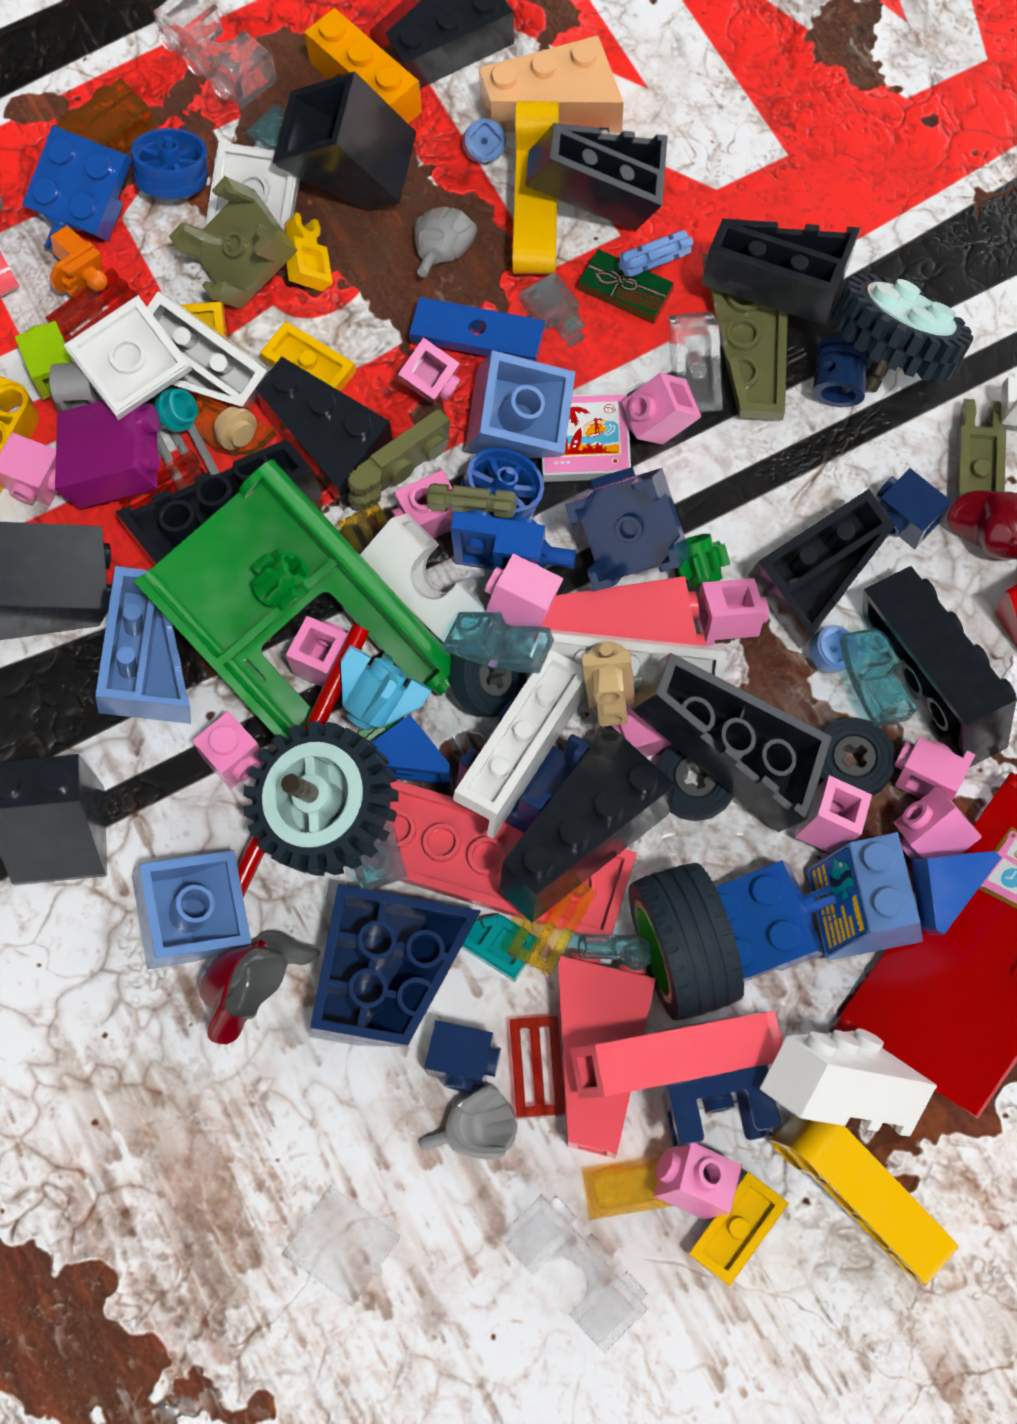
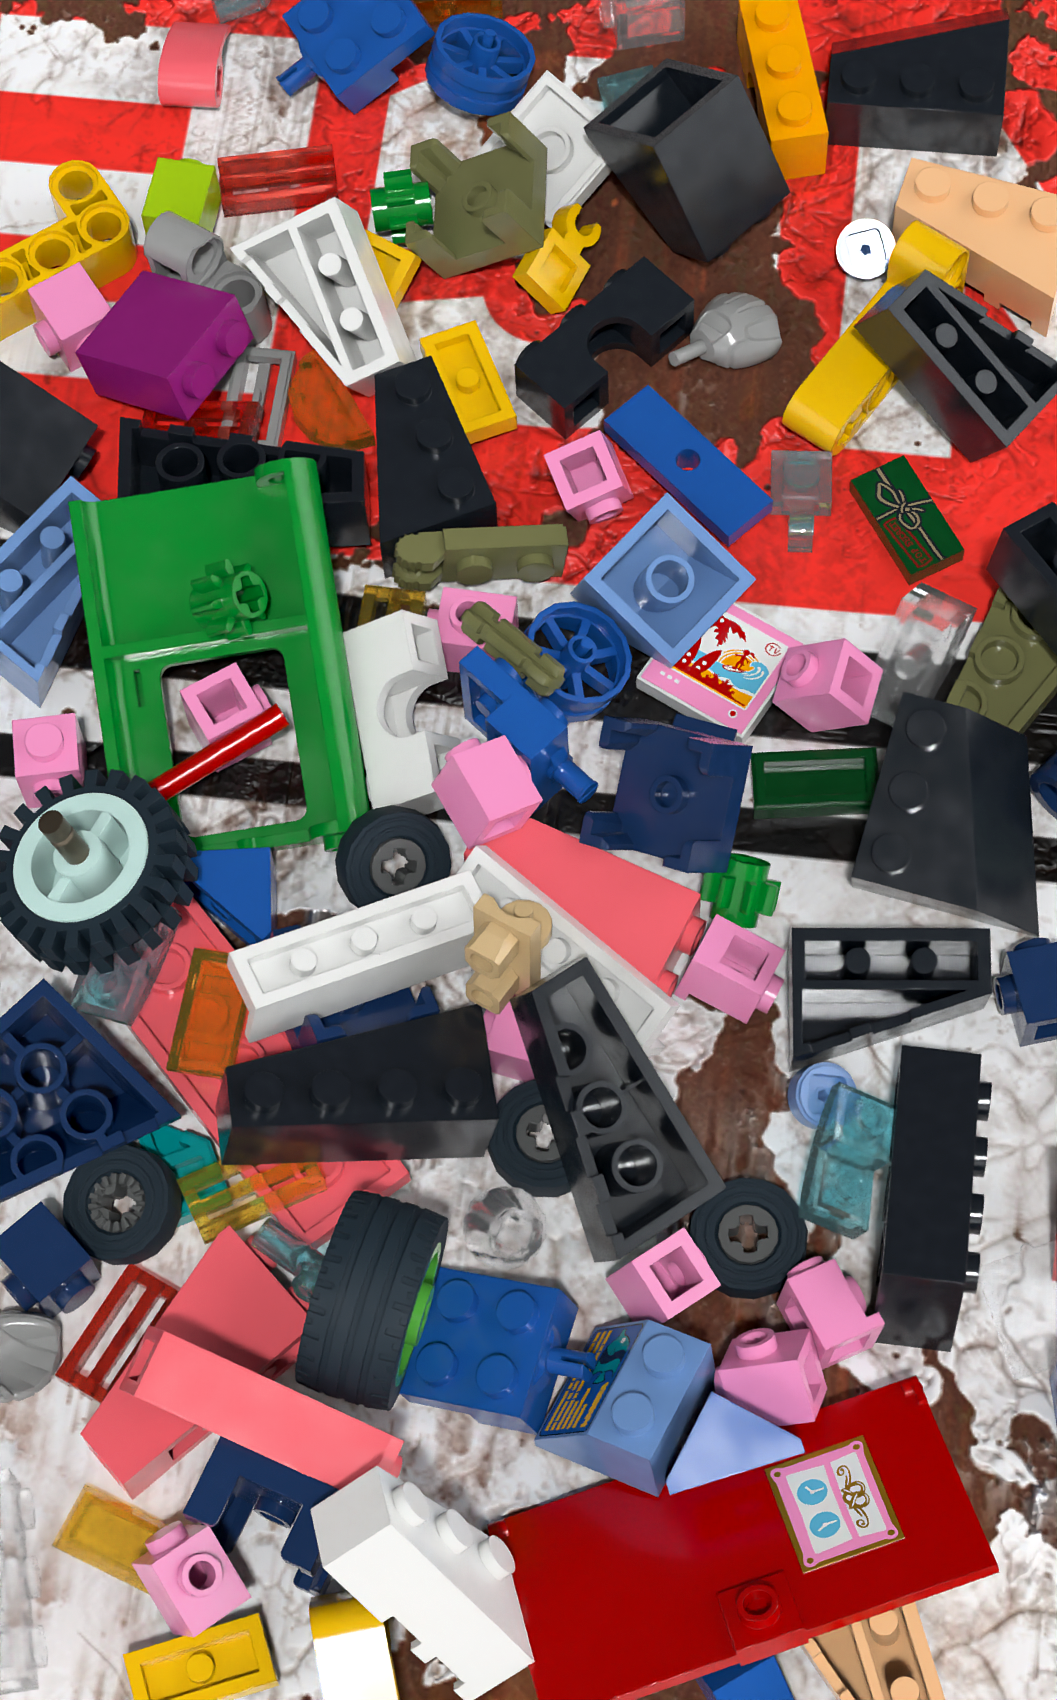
camera: 35 degrees right, 5 degrees down
(78, 266) = (294, 122): orange piece -> none
(127, 357) = (248, 252): white tile -> none
(176, 409) = (275, 346): teal plate -> none
(186, 277) = (400, 203): none -> green gear
(235, 427) = (324, 406): tan plate -> none
(376, 691) = (249, 796): medium azure brick -> none
(379, 258) = (633, 312): none -> black arch
(451, 837) = (208, 1018): none -> clear yellow tile
(488, 641) = (413, 825): clear light blue slope -> none
(504, 997) = (137, 1233): none -> black bush
(655, 253) = (965, 501): medium blue axle -> none
(697, 467) = (813, 782): none -> dark green tile
(717, 846) = (504, 1228): none -> clear piece
(787, 441) = (953, 818): none -> black wedge

